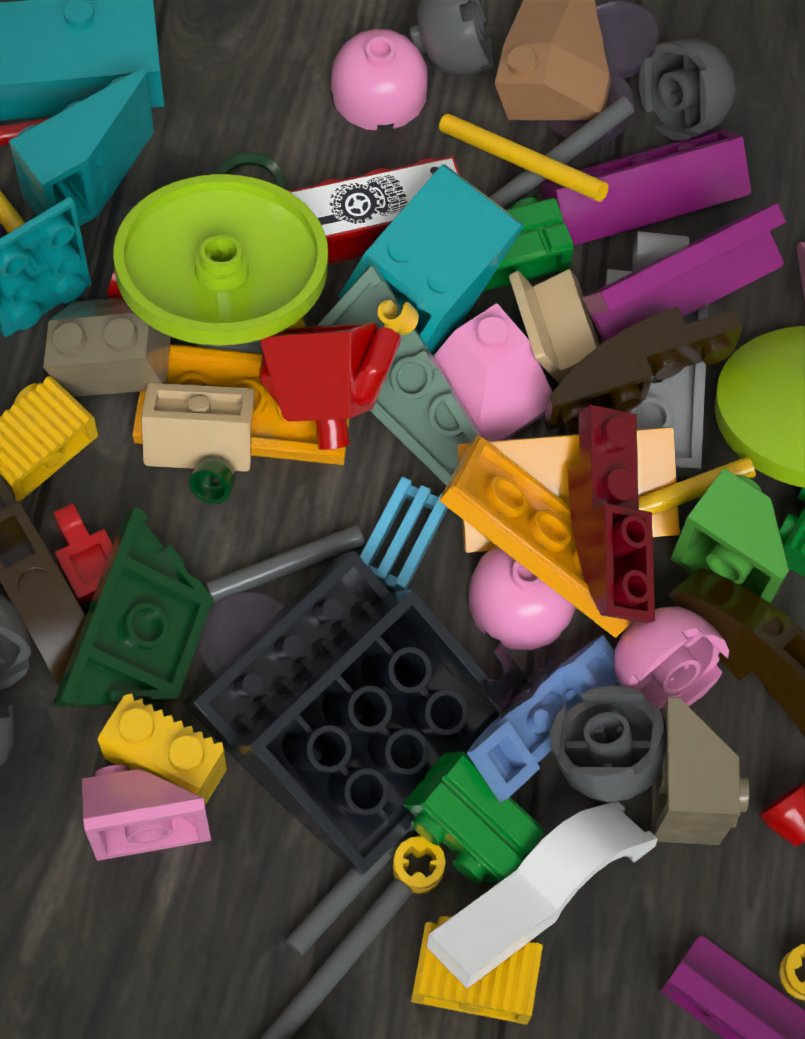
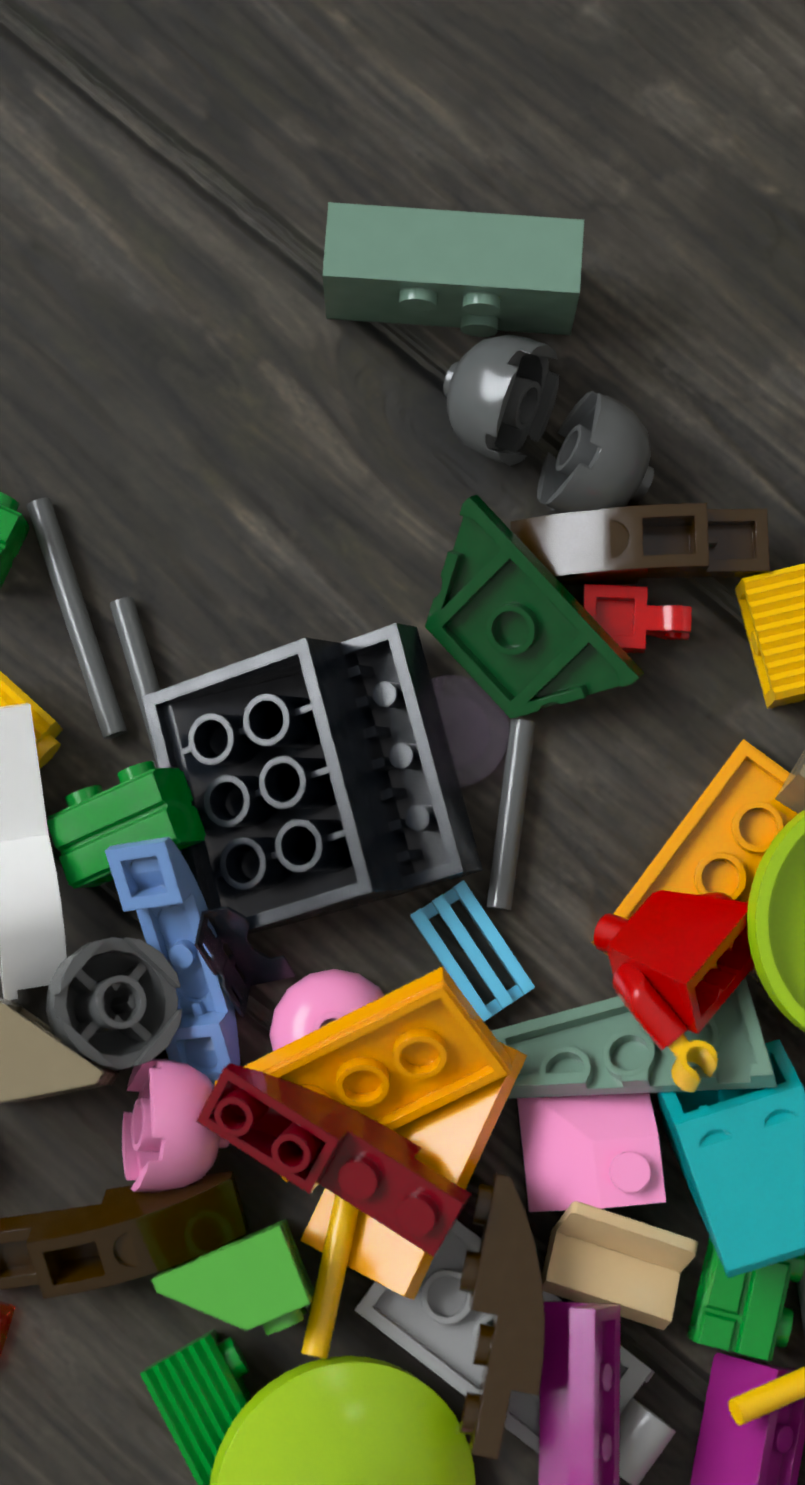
camera: 125 degrees right, 15 degrees up
(139, 813) = (327, 519): bright pink slope -> none
(162, 747) = (374, 579): yellow brick -> none
(196, 423) = (714, 808): tan panel -> none
(203, 476) = (643, 792): dark green hinge -> none
(419, 847) = (109, 750): yellow bush -> none

